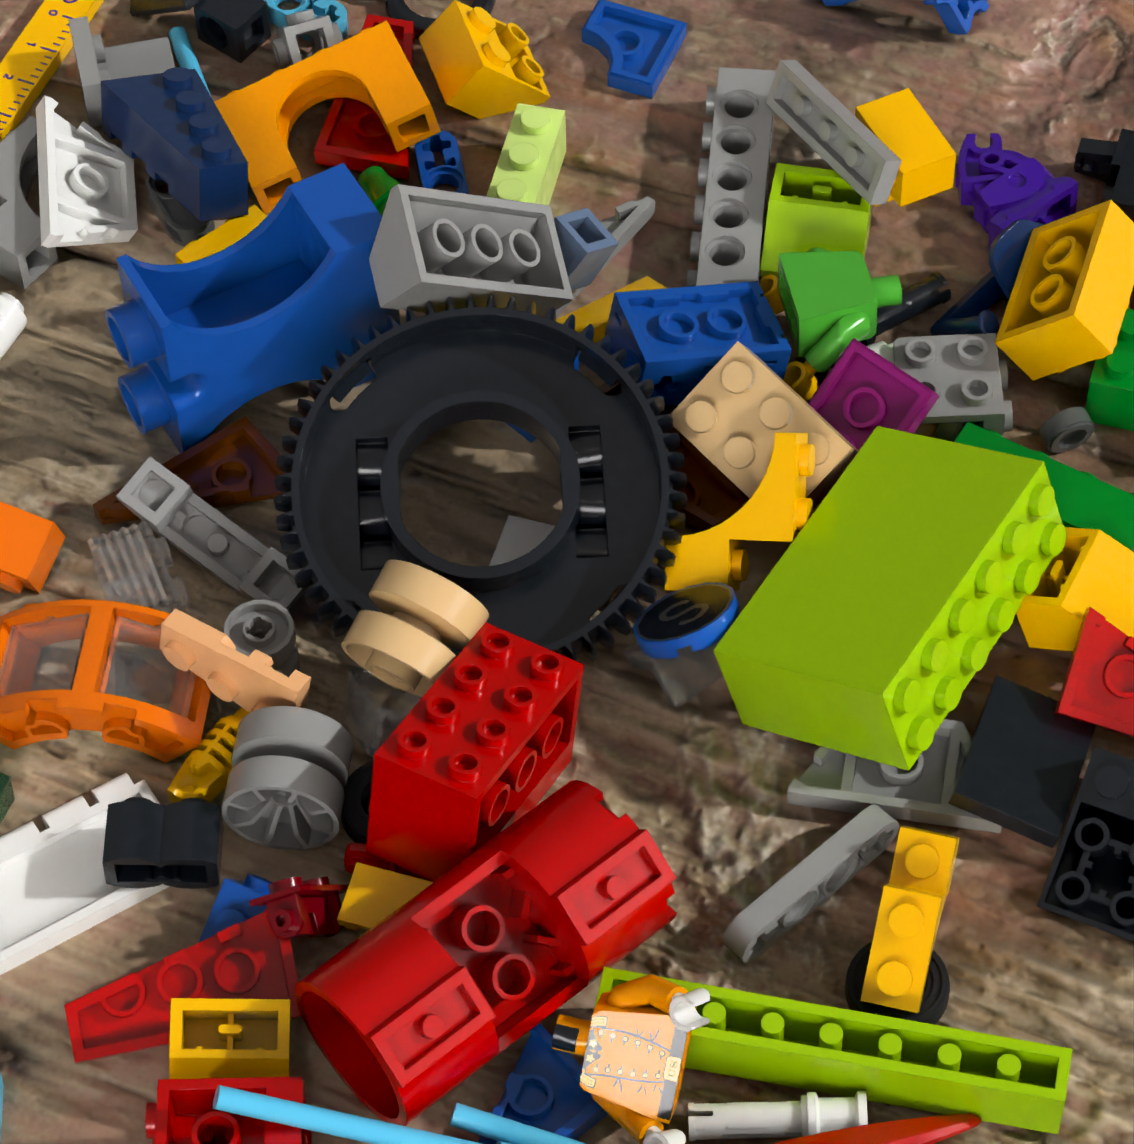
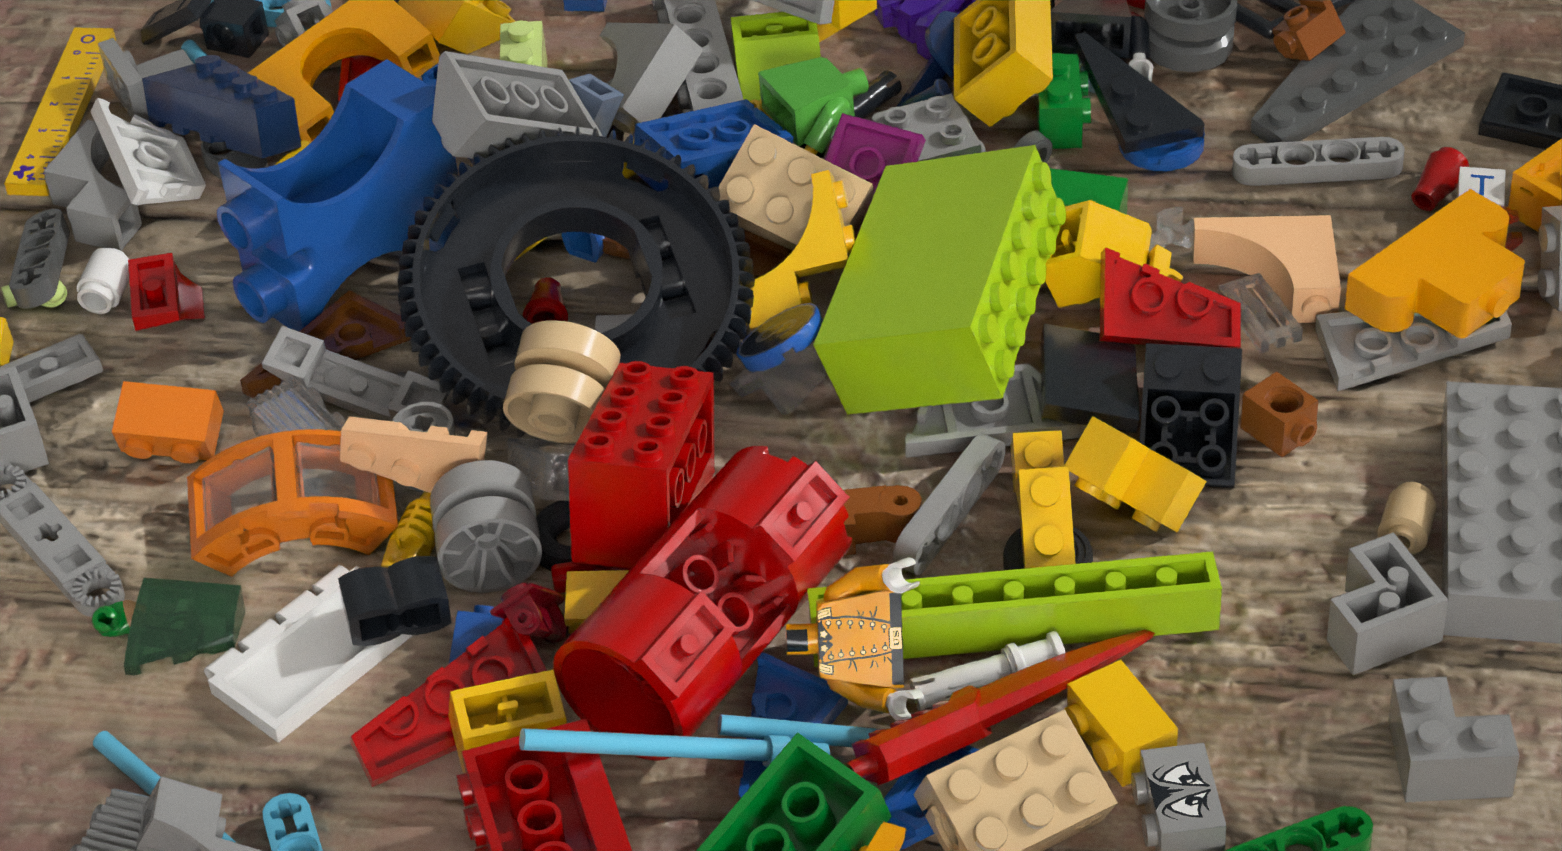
camera: 15 degrees left, 10 degrees down
(47, 364) = (162, 292): none -> red slope
(452, 497) = (546, 302): none -> red cone
(662, 212) = (649, 68): none -> light grey arch
(719, 873) = (877, 514): none -> dark orange leg
(1027, 909) = (1126, 471): none -> yellow brick

